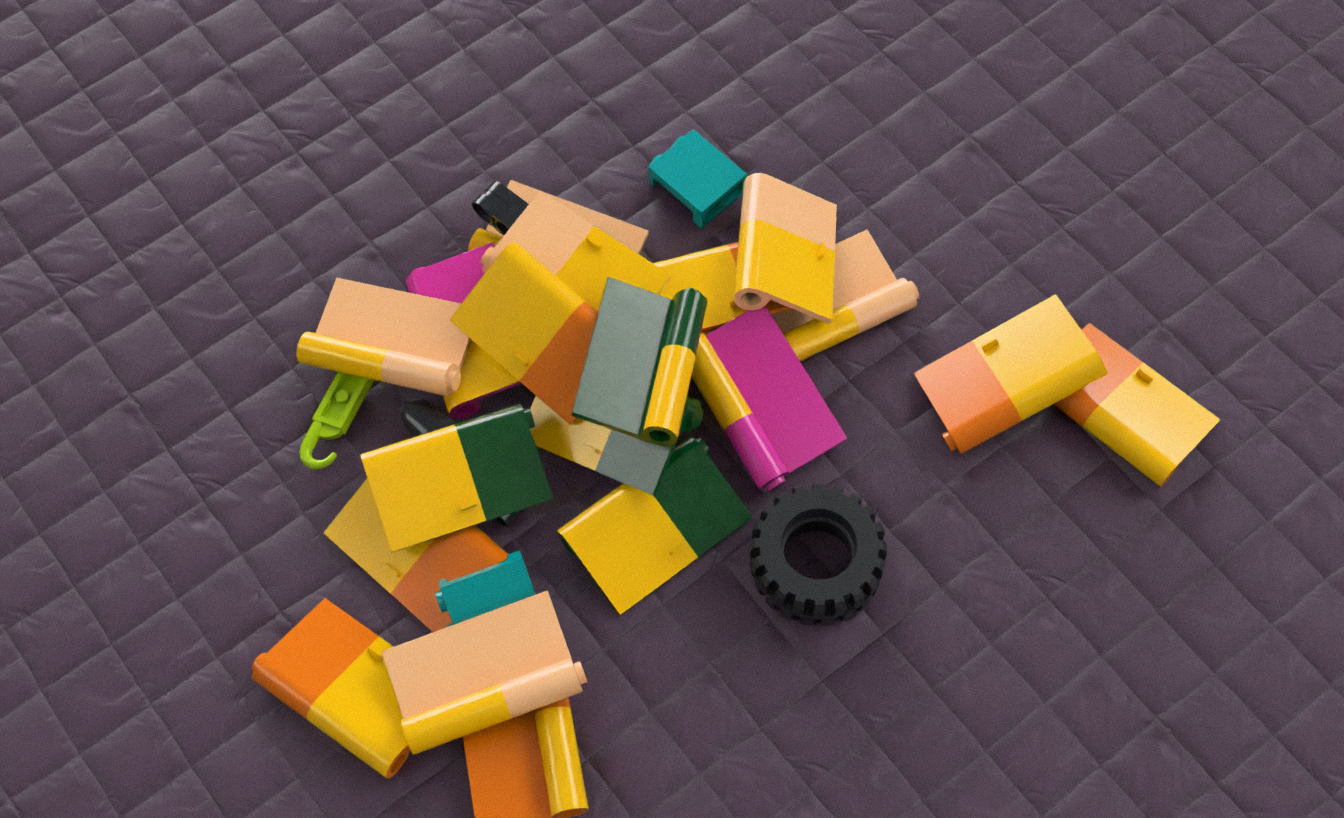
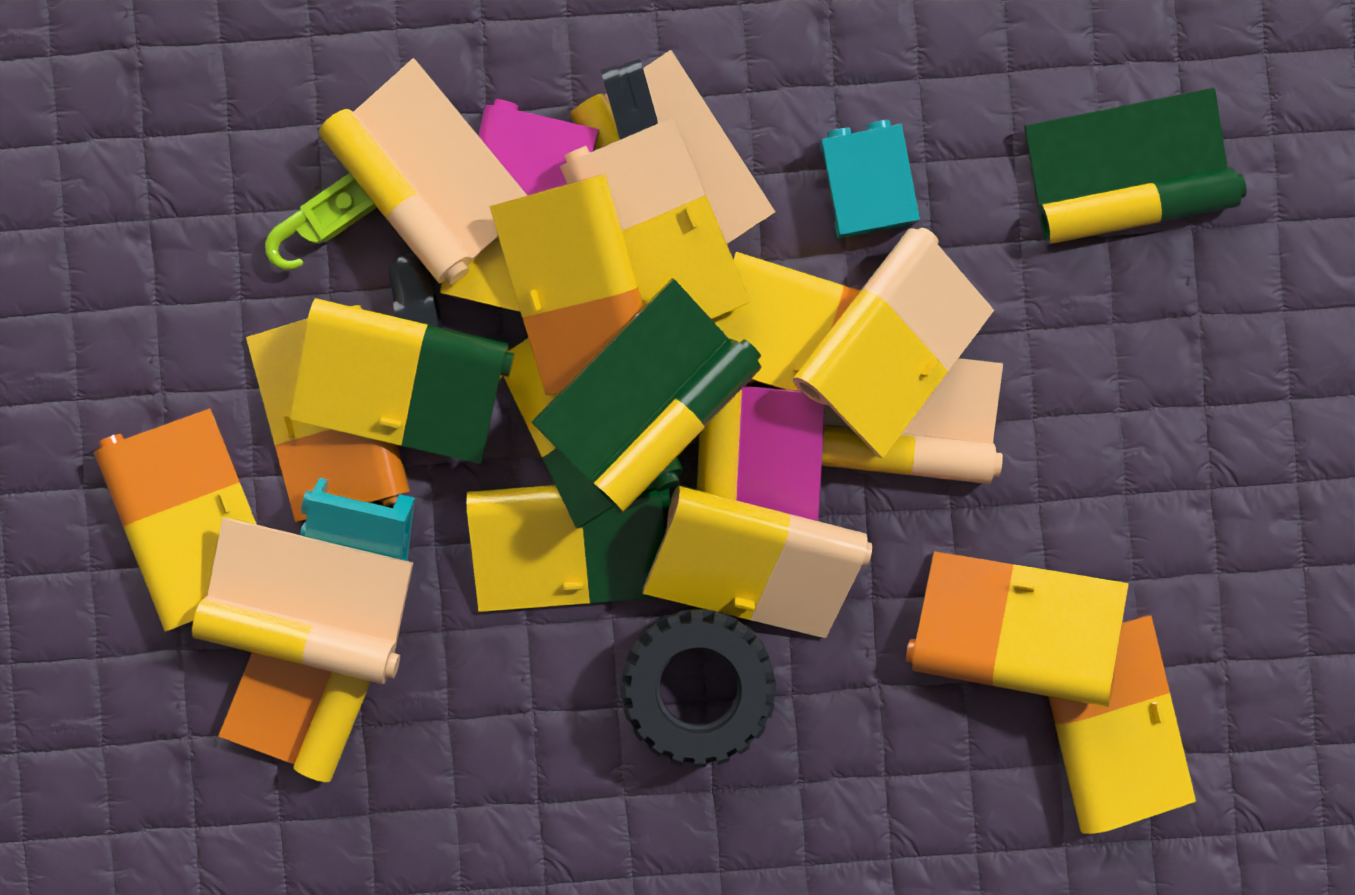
camera: 30 degrees right, 25 degrees up
(796, 440) = (755, 562): none -> door
(856, 78) = (1131, 166): none -> dark green door

